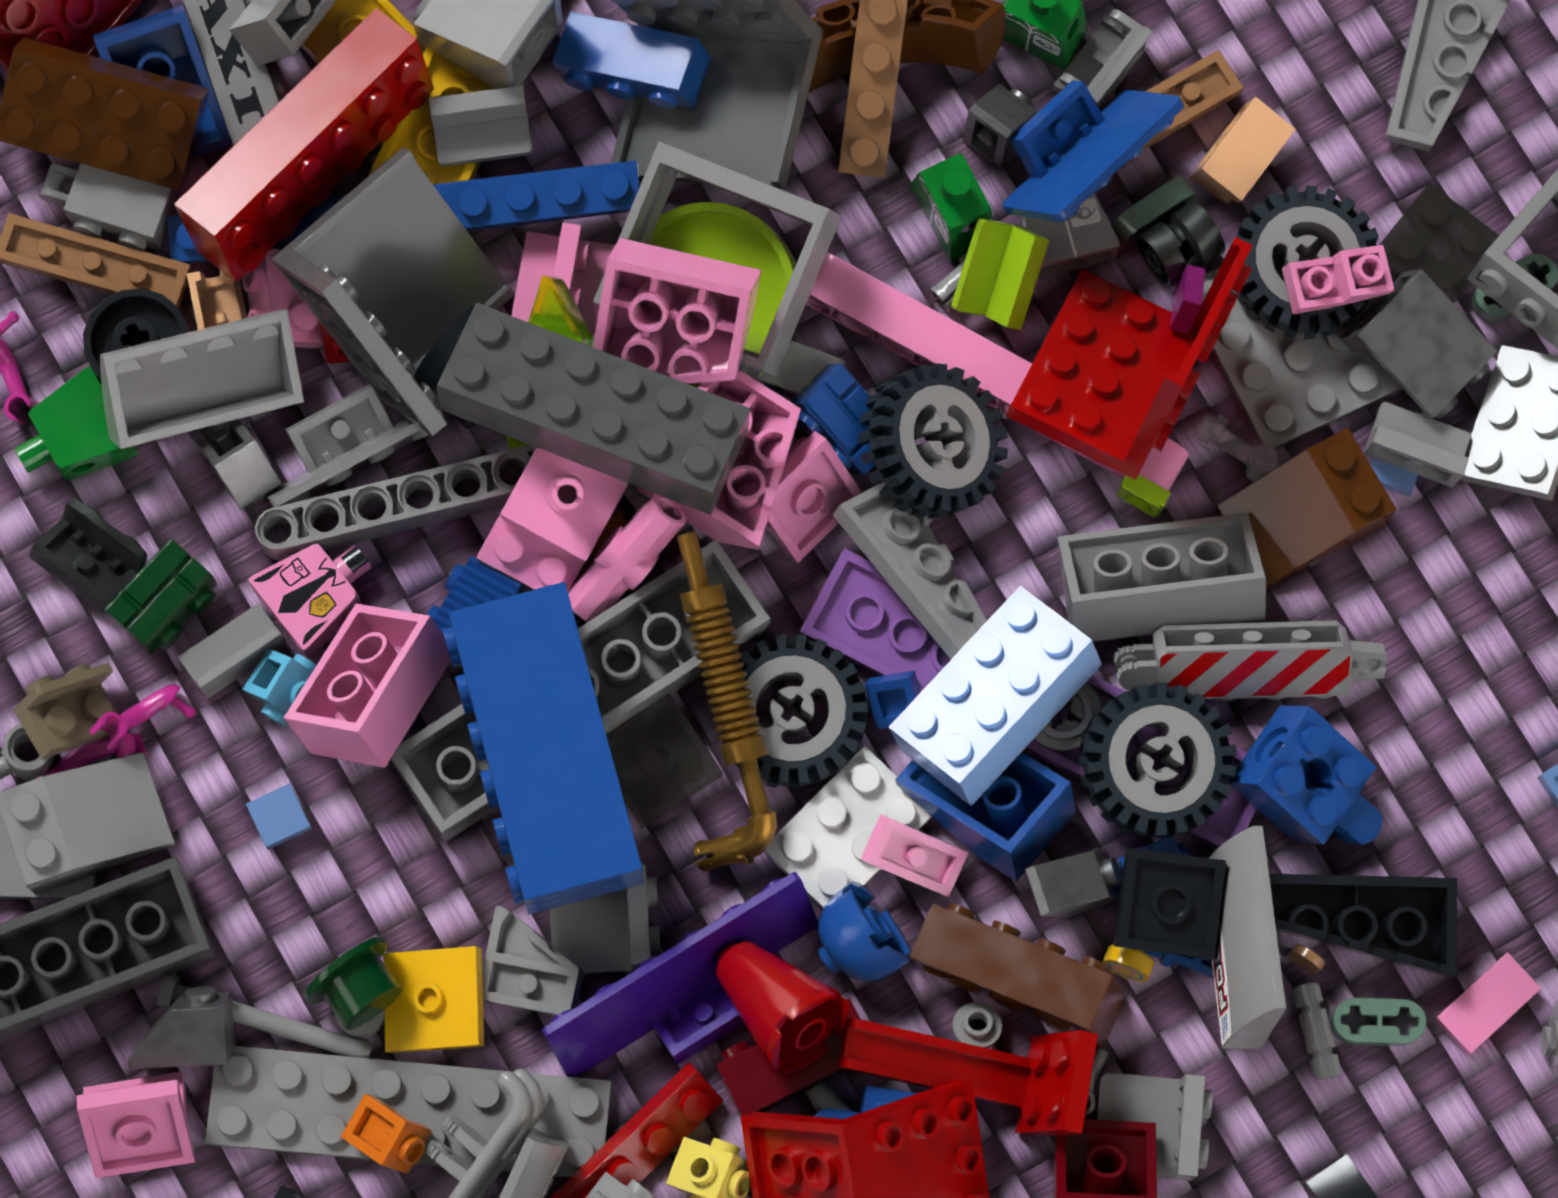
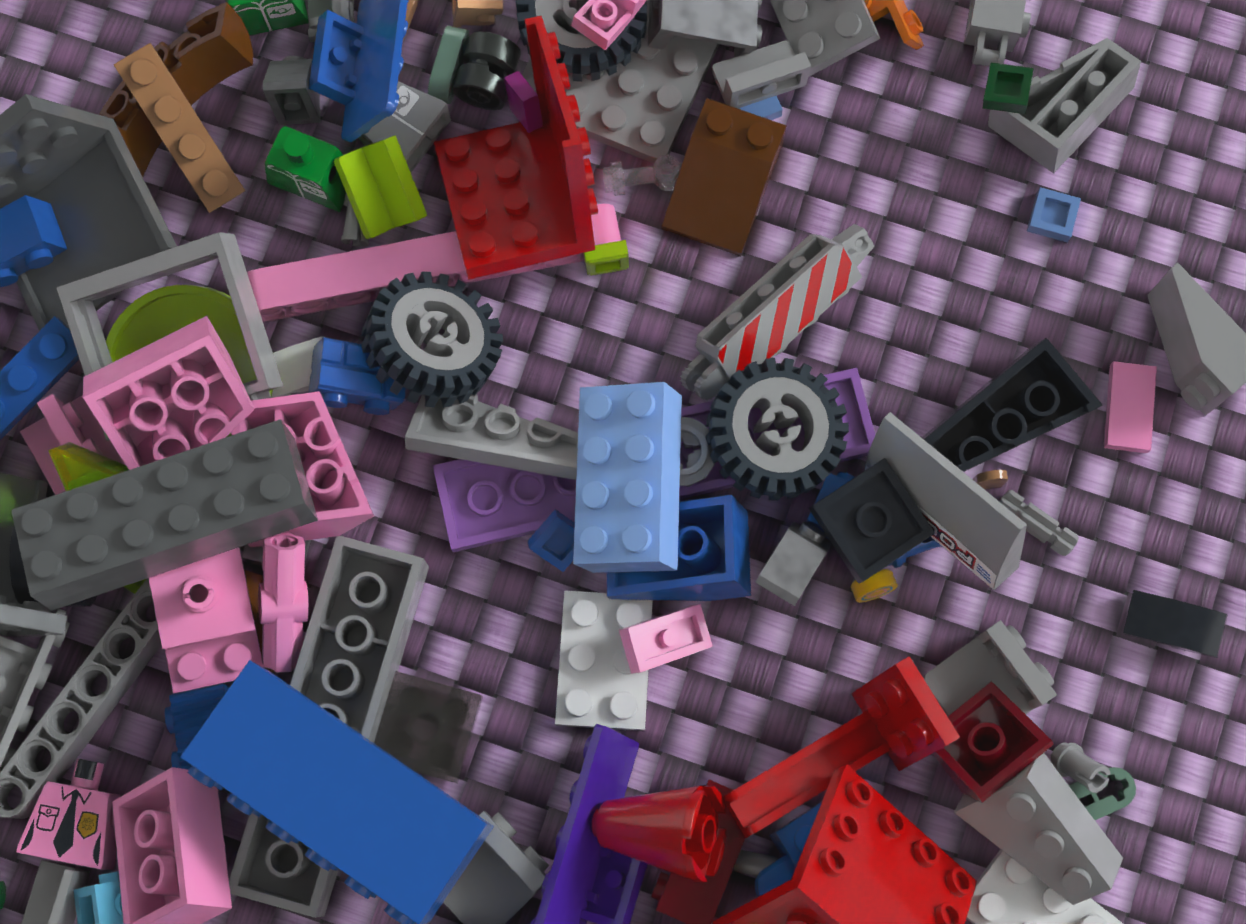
camera: 35 degrees left, 0 degrees up
(733, 711) = (450, 644): pearl gold piece -> none
(808, 495) = (377, 449): bright pink bracket -> none
(823, 675) = (491, 566): wheel -> none
(859, 937) = (678, 728): blue cylinder -> none
(983, 1038) = (810, 733): light grey plate -> none
(1018, 971) = (806, 658): reddish brown wedge -> none
(1162, 575) = (668, 301): light grey slope -> none
(1307, 797) = (886, 356): blue brick -> none
(1378, 1009) = (1064, 473): sand green beam -> none

